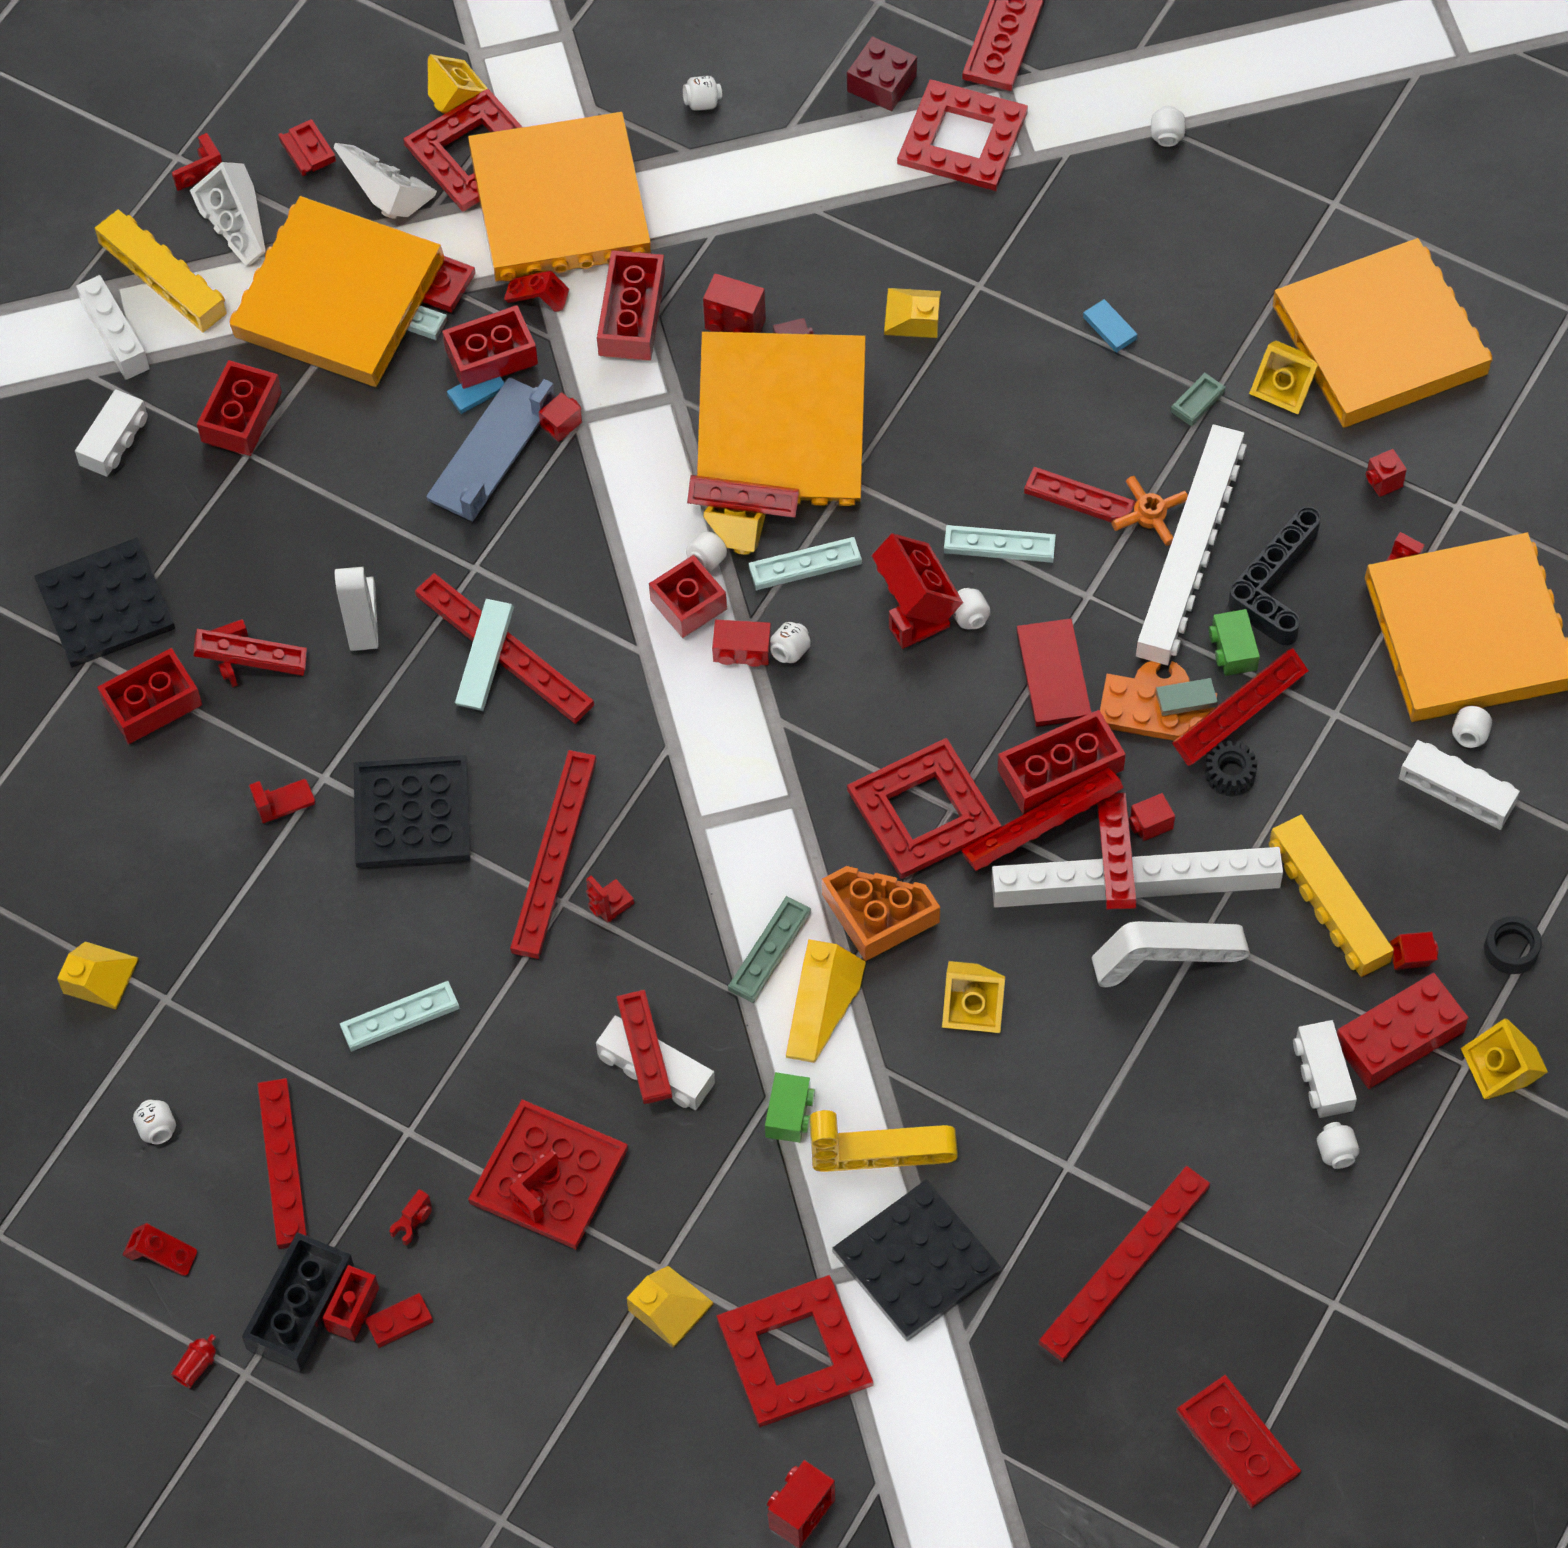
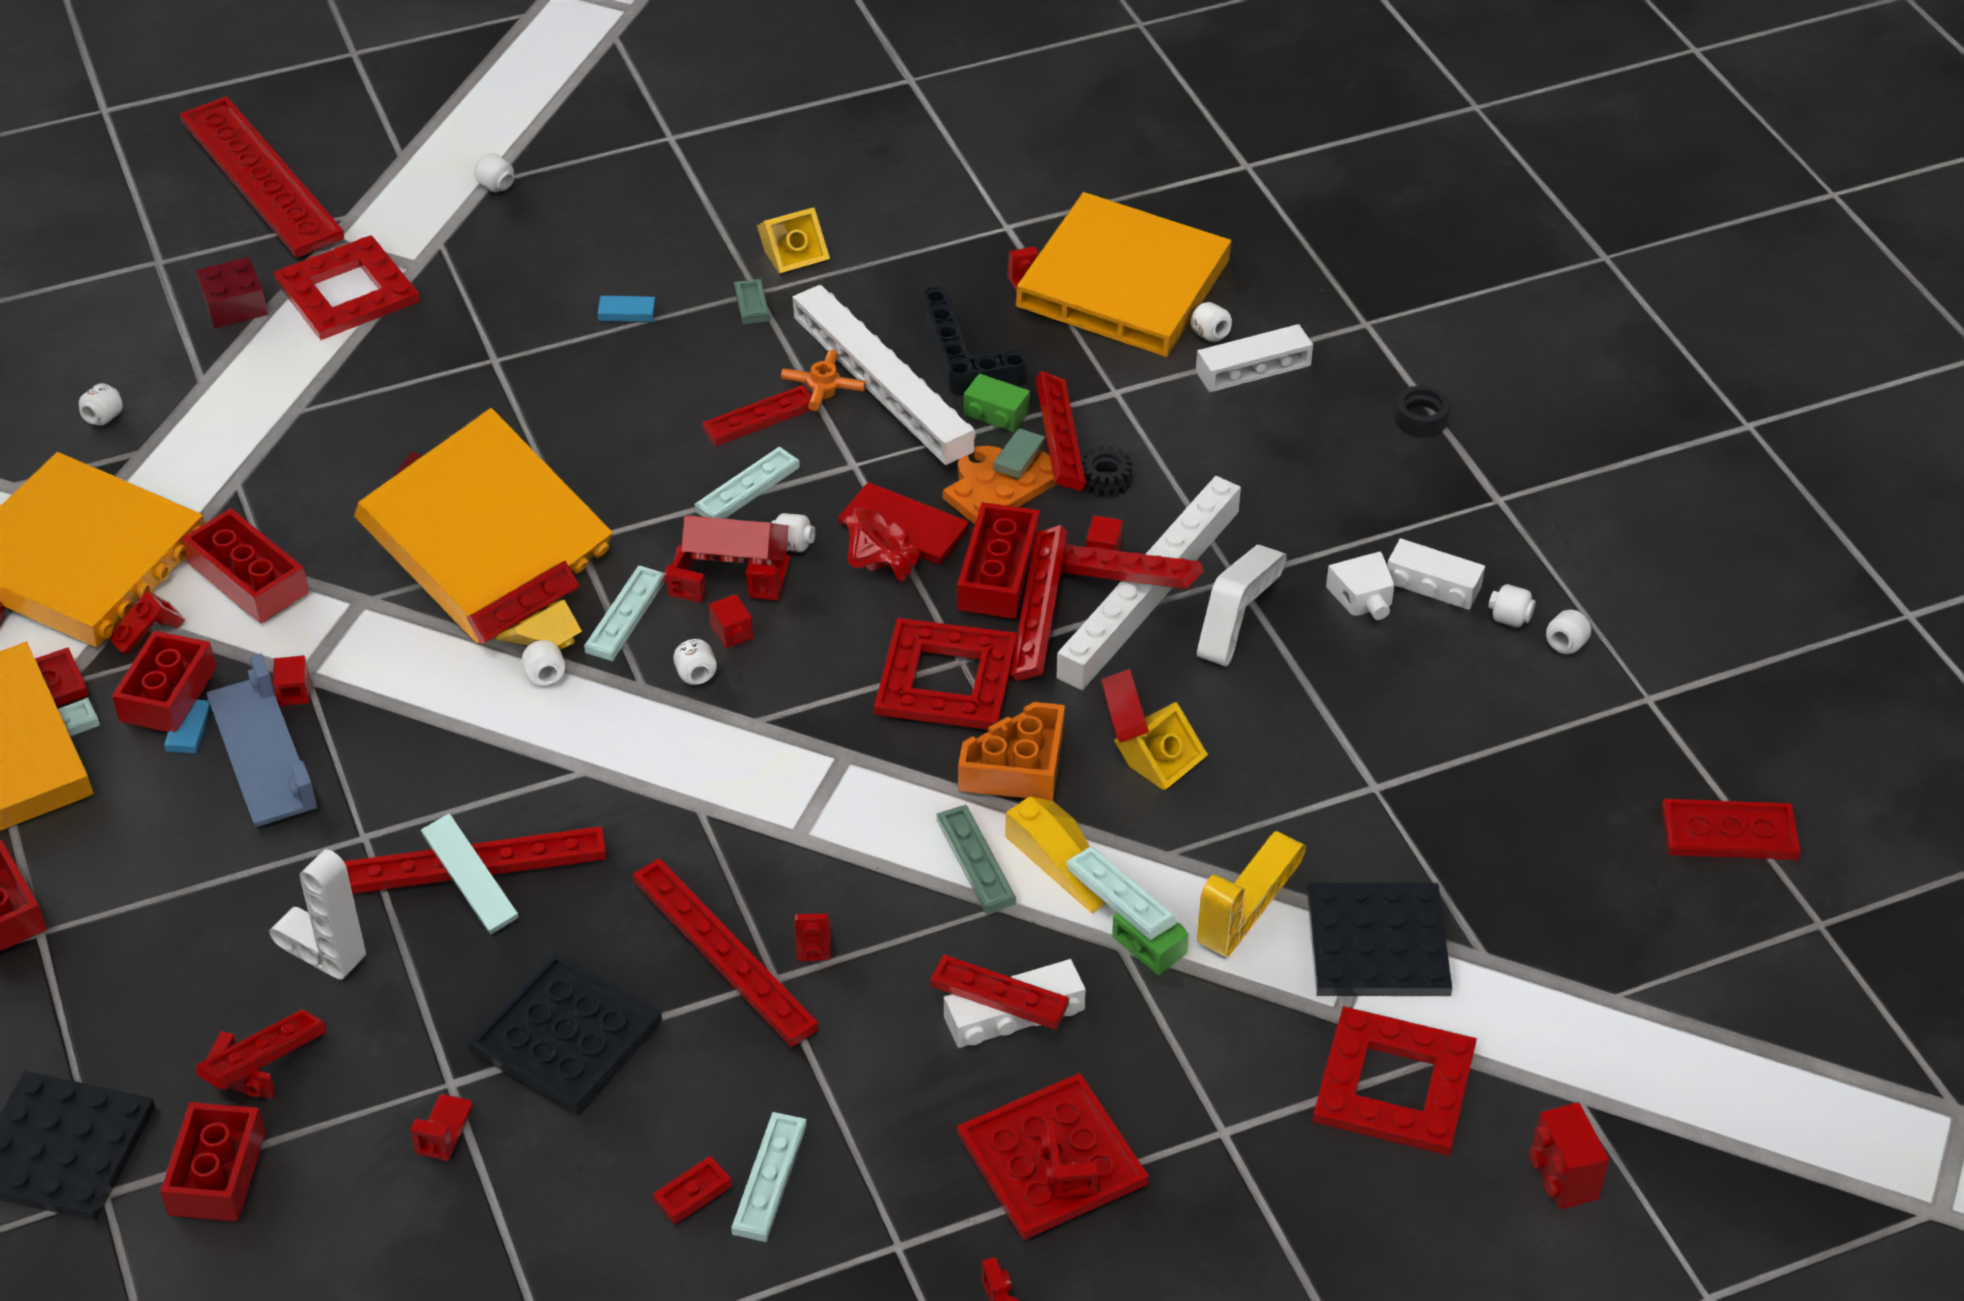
camera: 55 degrees left, 15 degrees down
(349, 979) = (692, 1190): none -> red plate
(668, 1304) = (1270, 1147): yellow slope -> none
(688, 596) = (575, 698): red brick -> none
(733, 306) = (332, 499): red brick -> none
(741, 642) = (658, 693): red brick -> none
(798, 1063) = (1121, 893): none -> light aqua tile
(849, 635) = (731, 621): none -> red brick
(860, 576) = (684, 583): none -> red bracket
(912, 313) = (472, 402): yellow slope -> none
(981, 945) = (1124, 706): none -> red tile
(1004, 685) = (878, 544): none -> red piece
(1124, 1264) = (1503, 806): red plate -> none
(1267, 1027) = (1362, 585): none -> white torso
(1331, 896) = (1285, 480): yellow brick -> none
(1346, 1203) = (1568, 631): none -> white head
(1382, 332) = (819, 162): light orange brick -> none
(1386, 472) = (941, 238): red brick -> none
(1401, 1030) = (1443, 505): red brick -> none
(1414, 950) = (1378, 461): red brick -> none
(1503, 1060) = (1519, 472): yellow slope -> none

